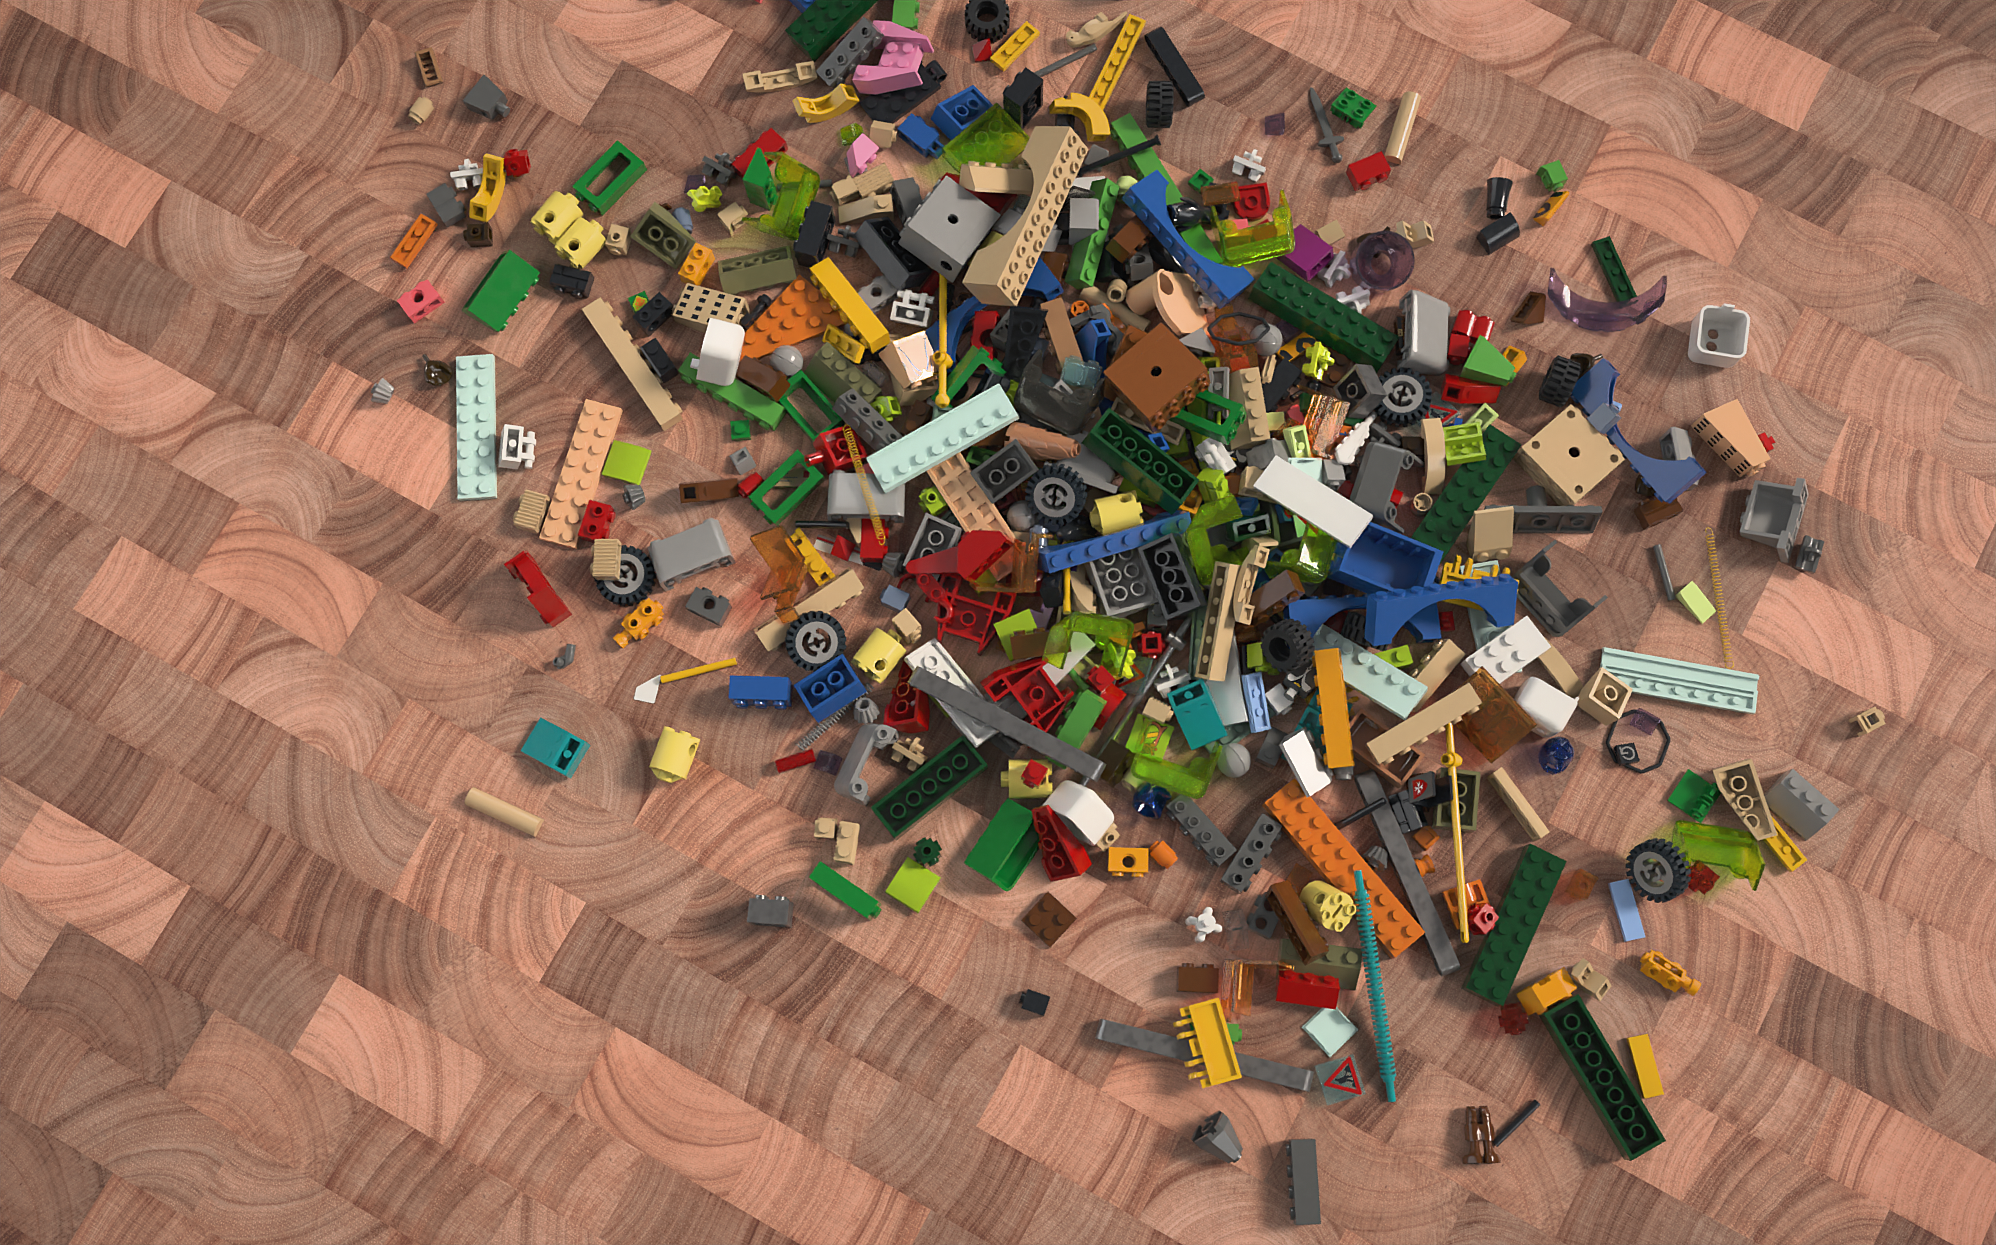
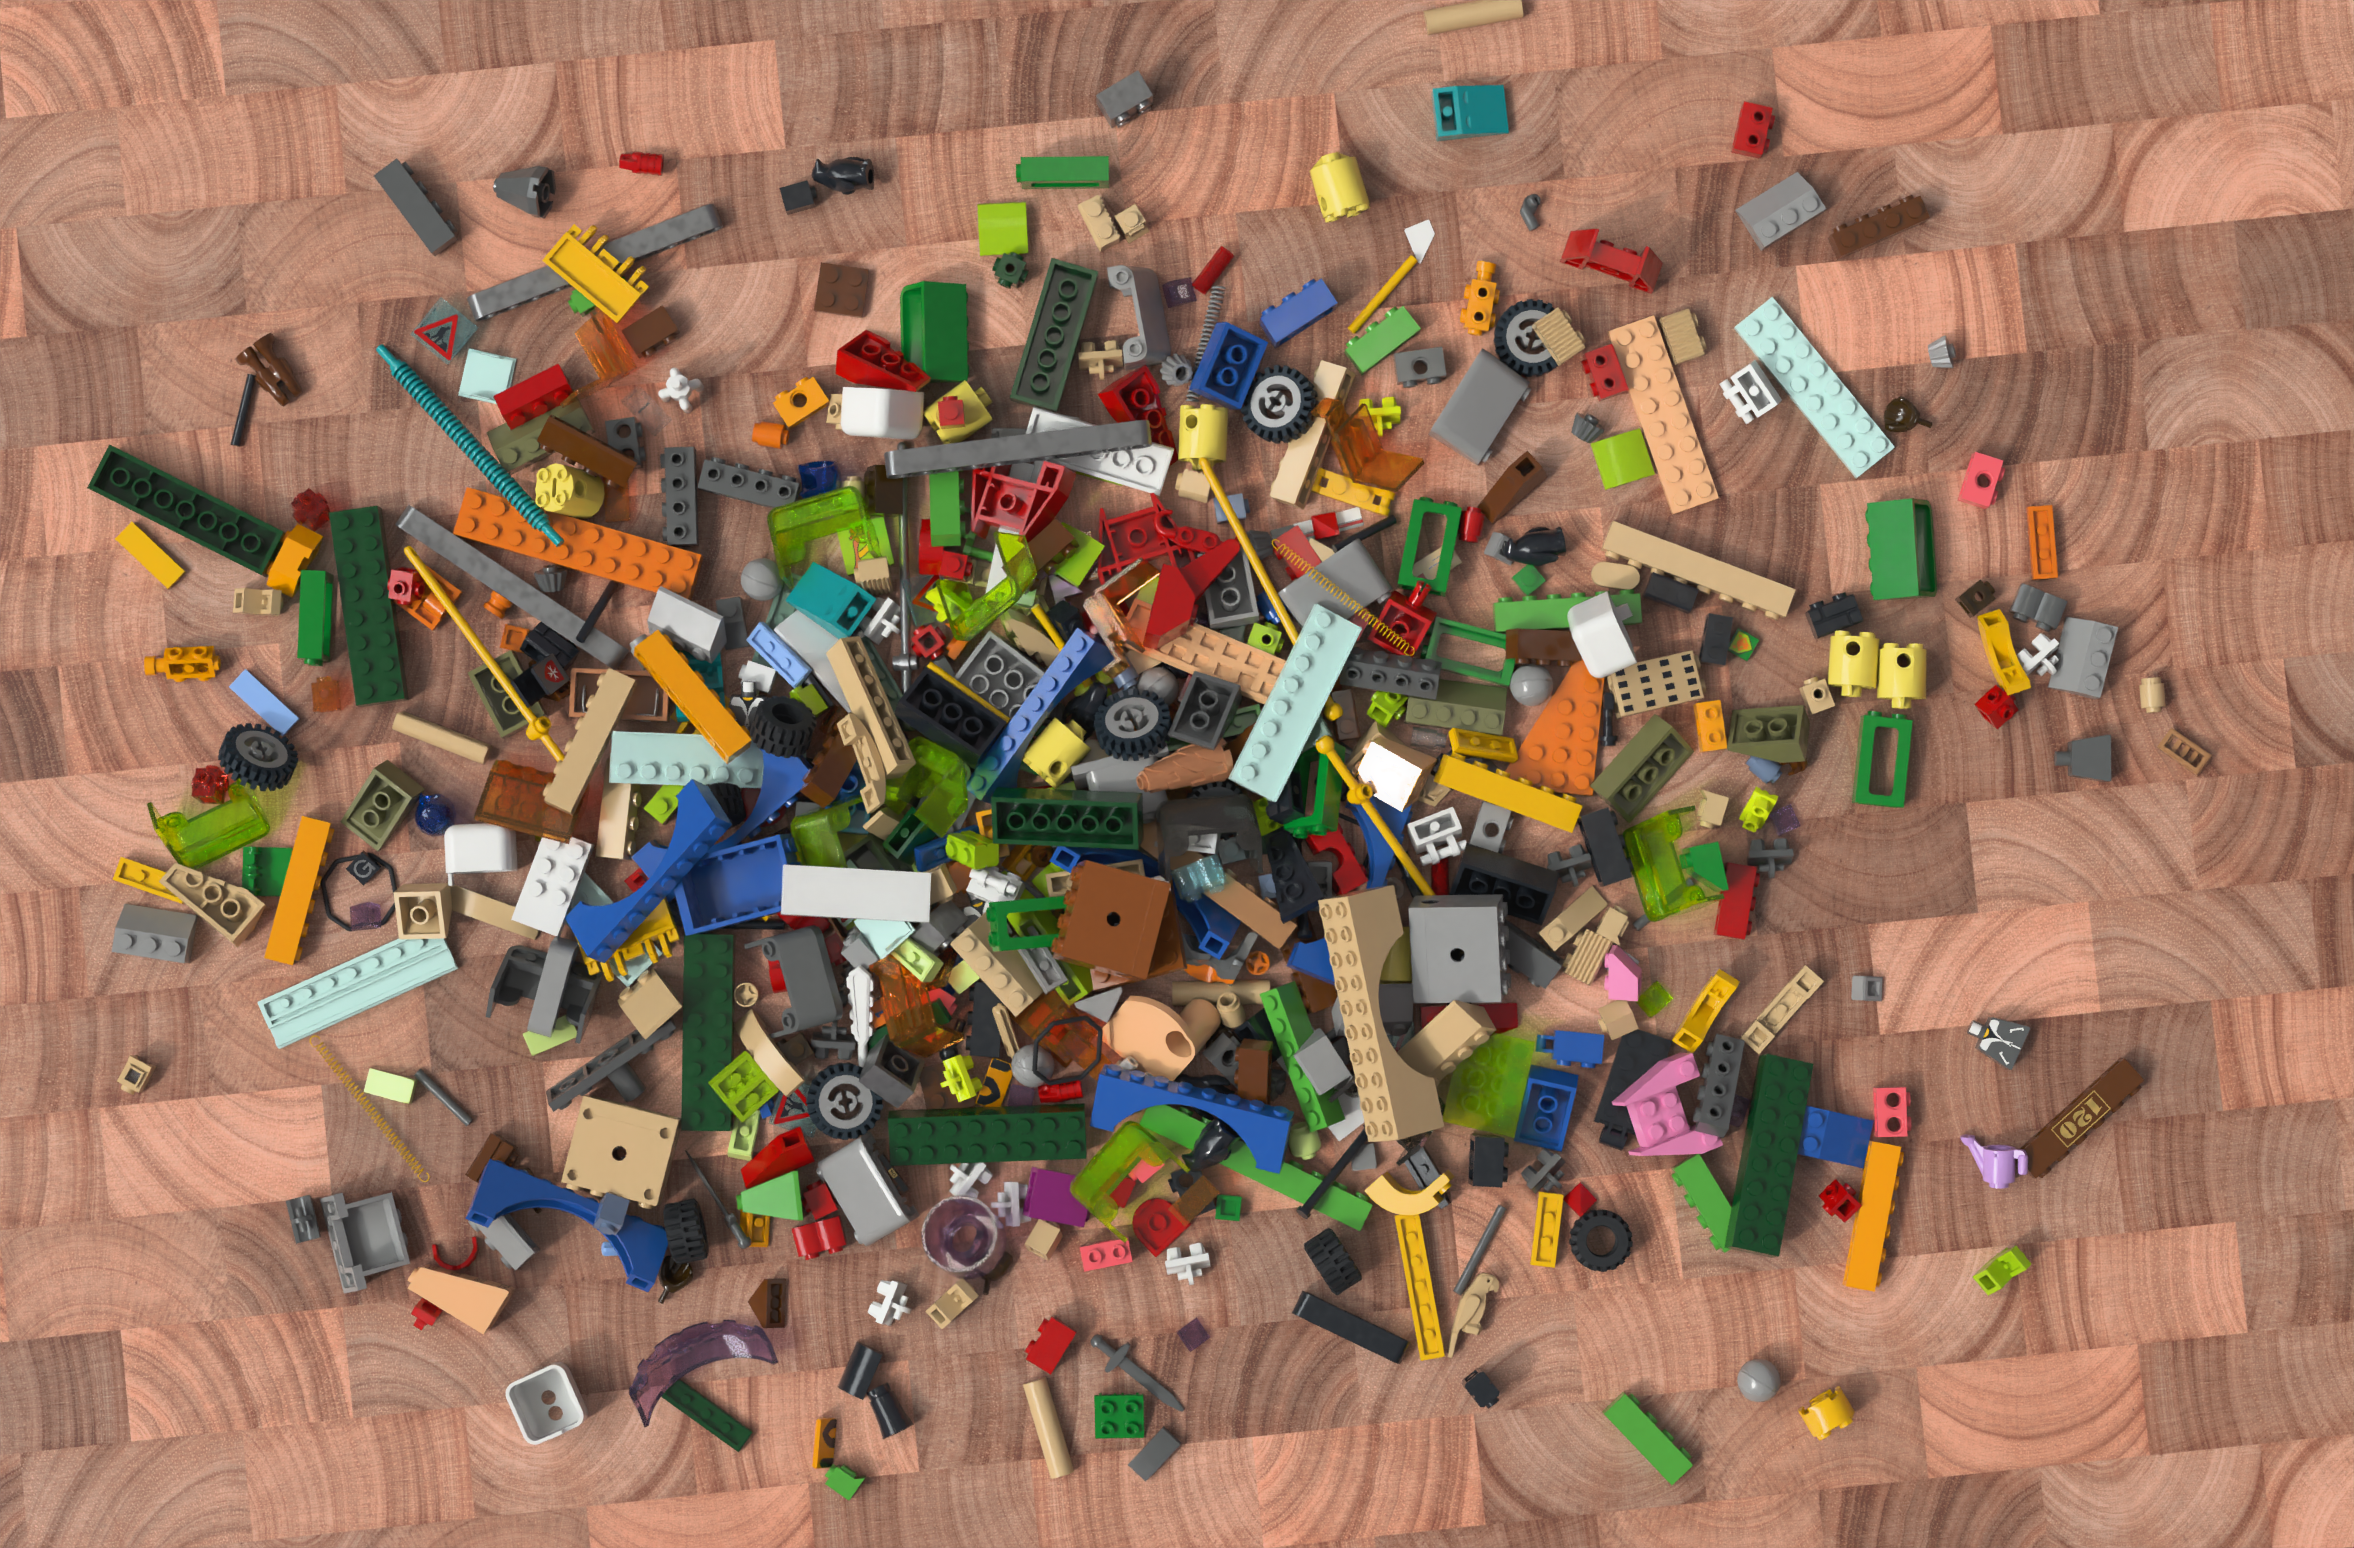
camera: 135 degrees right, 10 degrees up
(358, 494) = (1878, 227): none -> reddish brown brick
(387, 610) = (1752, 130): none -> red brick
(410, 547) = (1780, 210): none -> light grey slope
(442, 156) = (2083, 657): none -> light grey slope
(685, 396) = (1615, 575): none -> tan tile
(719, 442) = (1536, 547): none -> black animal
(720, 640) = (1381, 339): none -> bright green brick
(721, 59) = (1867, 988): none -> light grey slope
(750, 590) = (1384, 416): none -> neon yellow hips
(912, 519) = (1267, 609): none -> blue brick
(919, 422) = (1332, 709): none -> yellow bar
(984, 80) = (1545, 1178): none -> dark grey hips
(992, 995) = (845, 174): none -> black animal
(1125, 1102) = (642, 163): none -> red hinge
(1148, 584) = (963, 688): none -> yellow bar
(1252, 310) = (1060, 1092): none -> red hinge
(1299, 201) = (1105, 1254): none -> coral brick
(1345, 71) = (1154, 1453): none -> dark grey slope
(1460, 257) = (893, 1304): none -> white hips
(1524, 352) = (729, 1219): none -> dark grey sword
(1548, 590) = (552, 986): none -> light grey beam
(1557, 941) = (315, 617): none -> green piece
(1569, 565) = (562, 1033): none -> yellowish green slope
(1587, 786) = (382, 804): none -> olive slope
(1681, 768) = (297, 890): none -> light orange brick
(1723, 461) = (468, 1262): none -> red helmet

